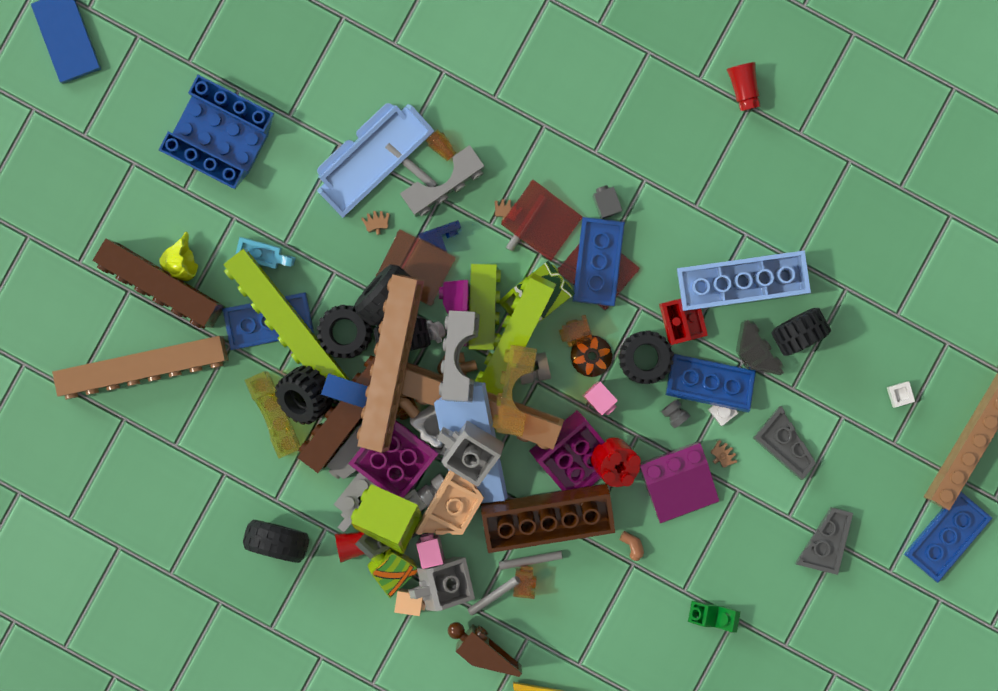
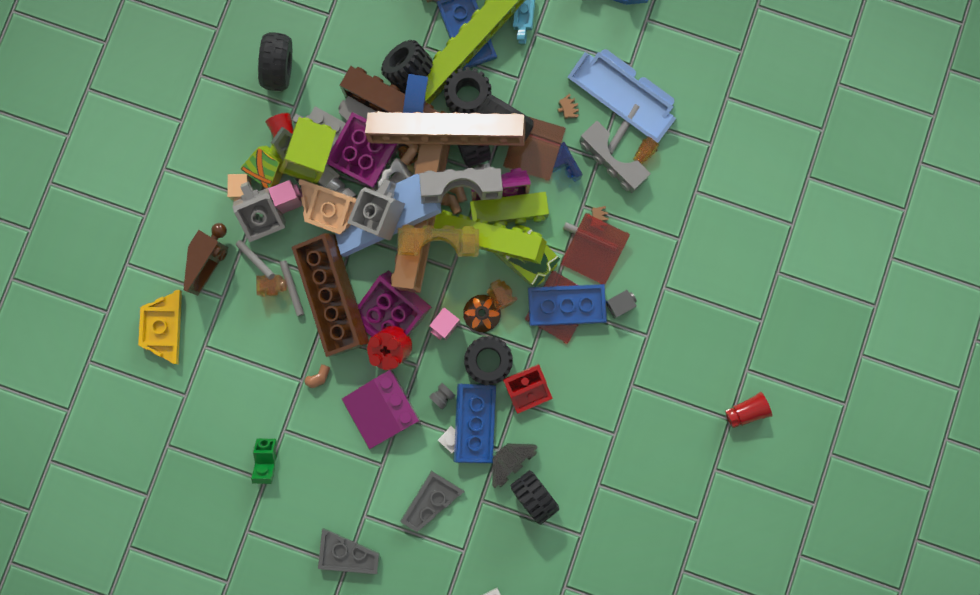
camera: 80 degrees right, 5 degrees down
(279, 426) = (371, 54): clear yellow arch -> none
(541, 374) = (461, 271): light grey wheel -> none
(722, 454) = (410, 446): medium nougat piece -> none
(743, 280) = (572, 437): light blue slope -> none

